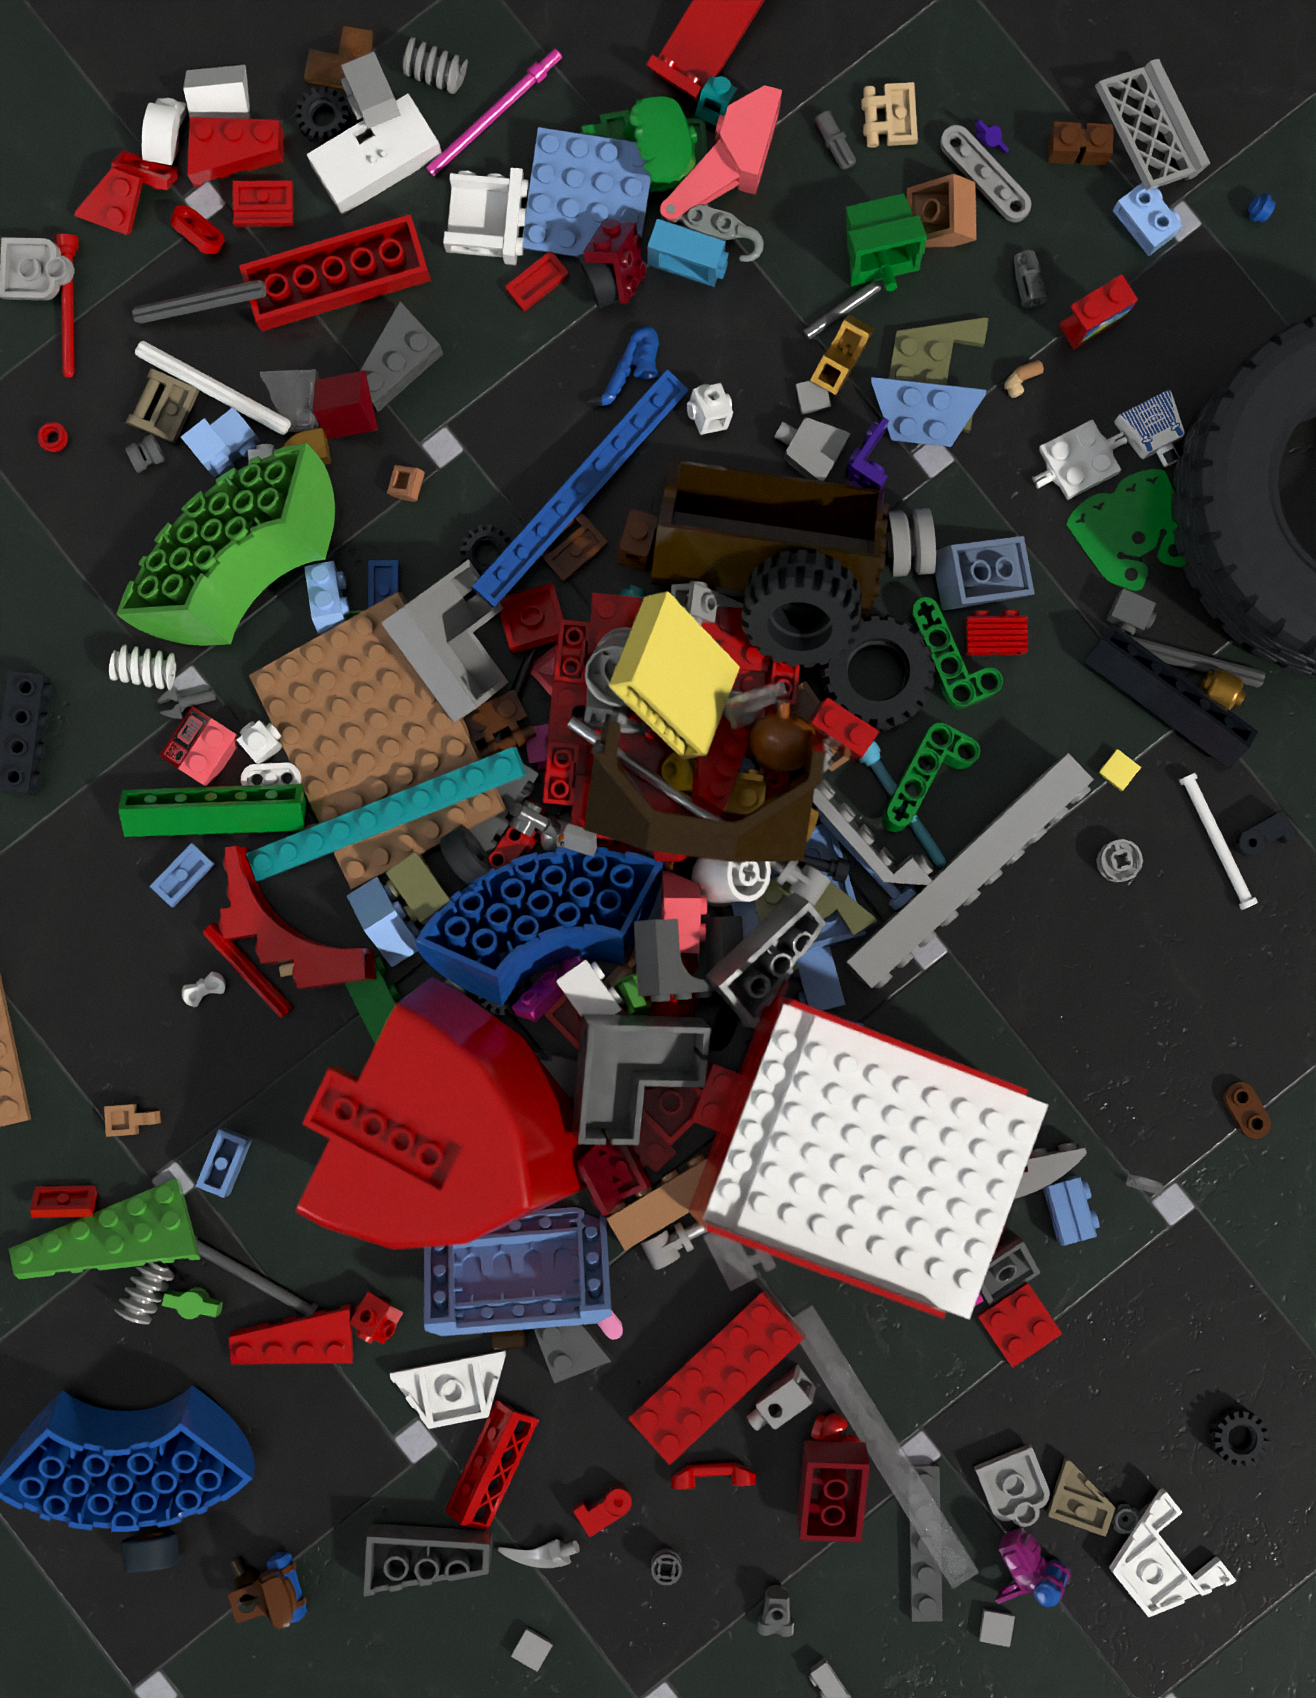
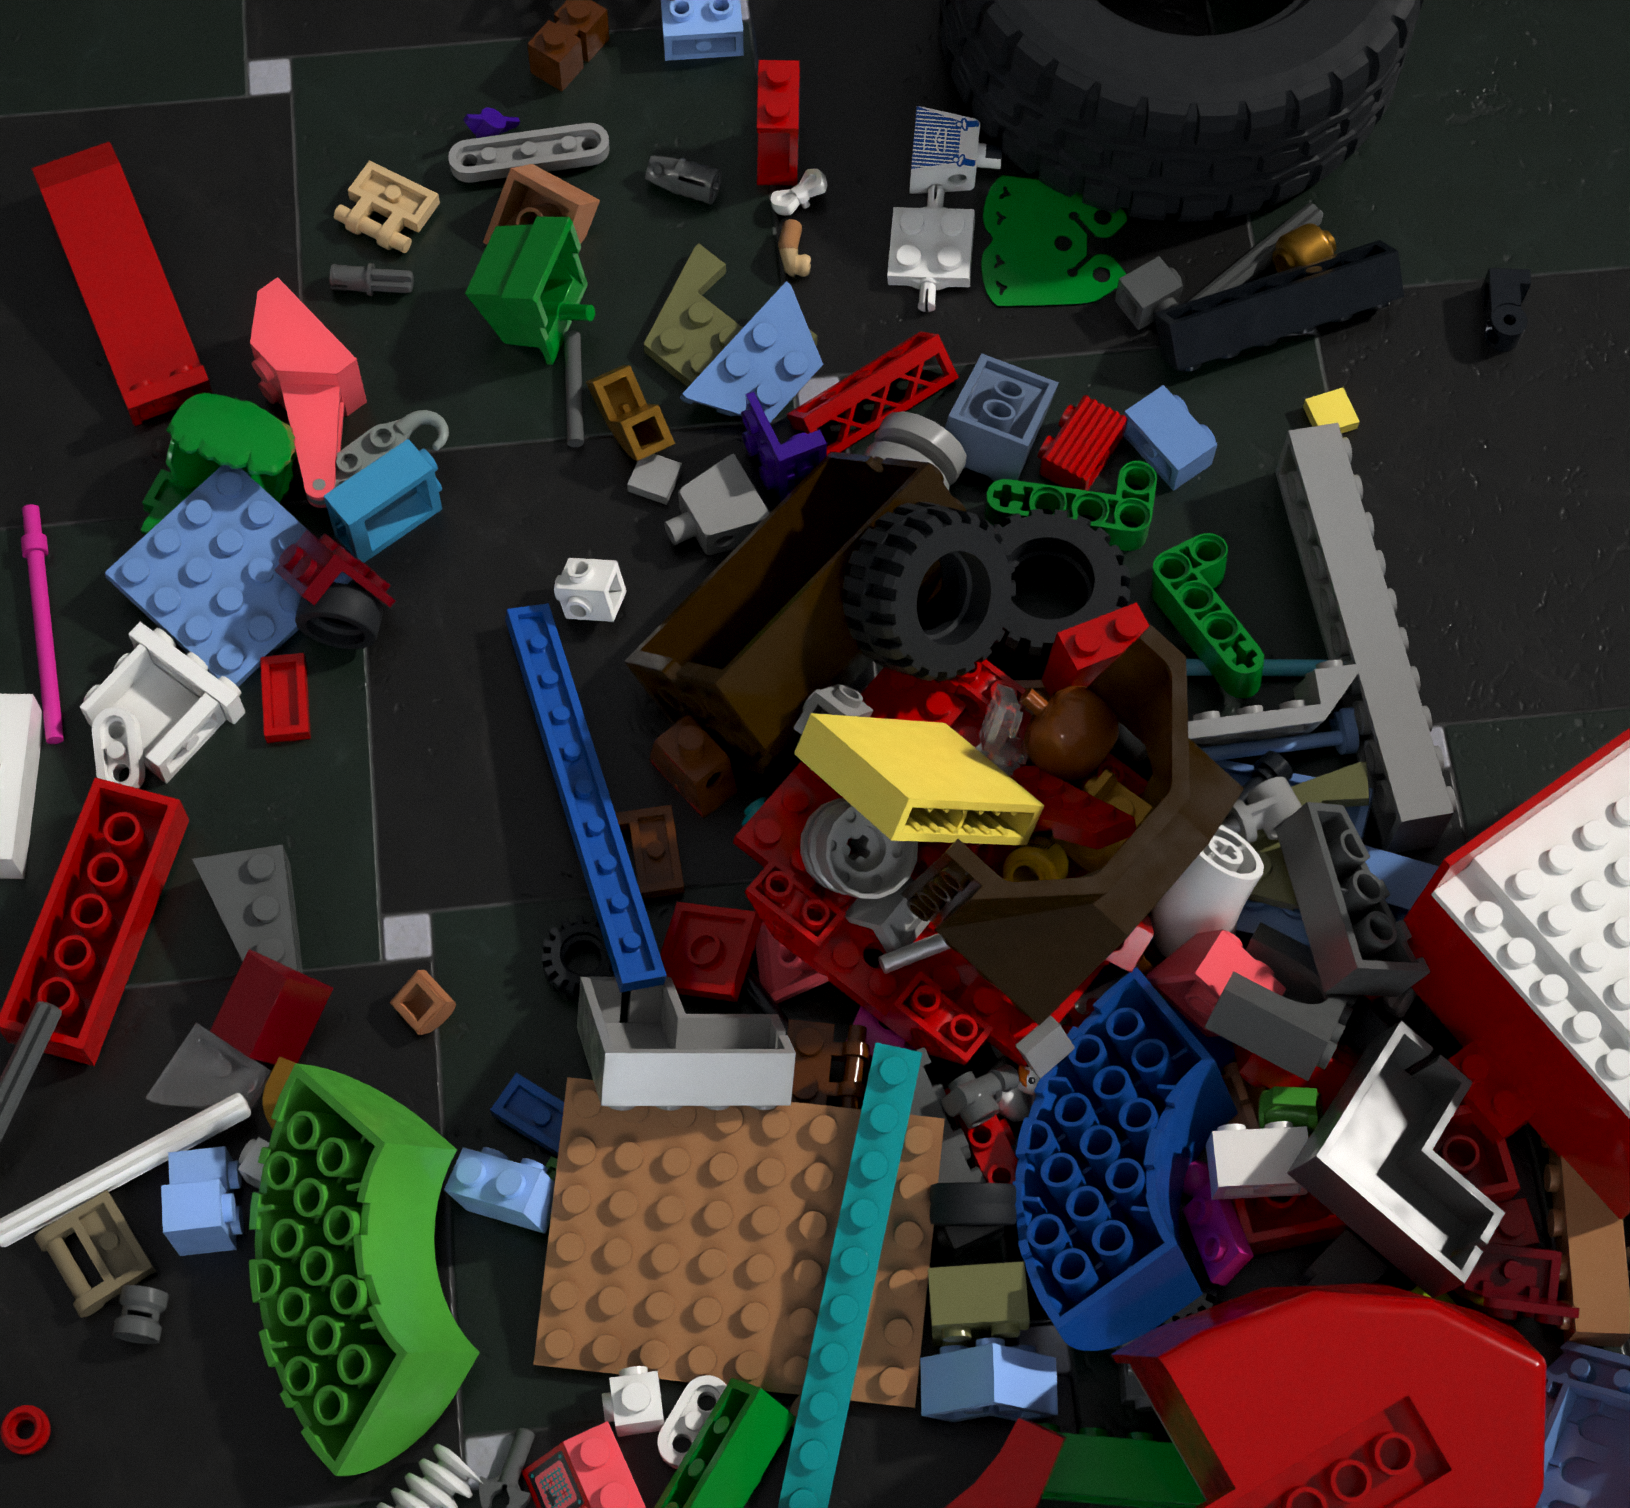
camera: 60 degrees left, 20 degrees down
(441, 211) = (116, 754): none -> white plate
(639, 353) = (460, 632): blue piece -> none
(718, 93) = (228, 366): teal brick -> none
(954, 479) = (870, 379): none -> red fence
(1036, 682) = (1169, 437): none -> medium blue brick
(1073, 359) = (786, 201): none -> white piece
(1119, 860) = (1444, 472): light grey wheel -> none
(1218, 841) = (1485, 360): white bar -> none

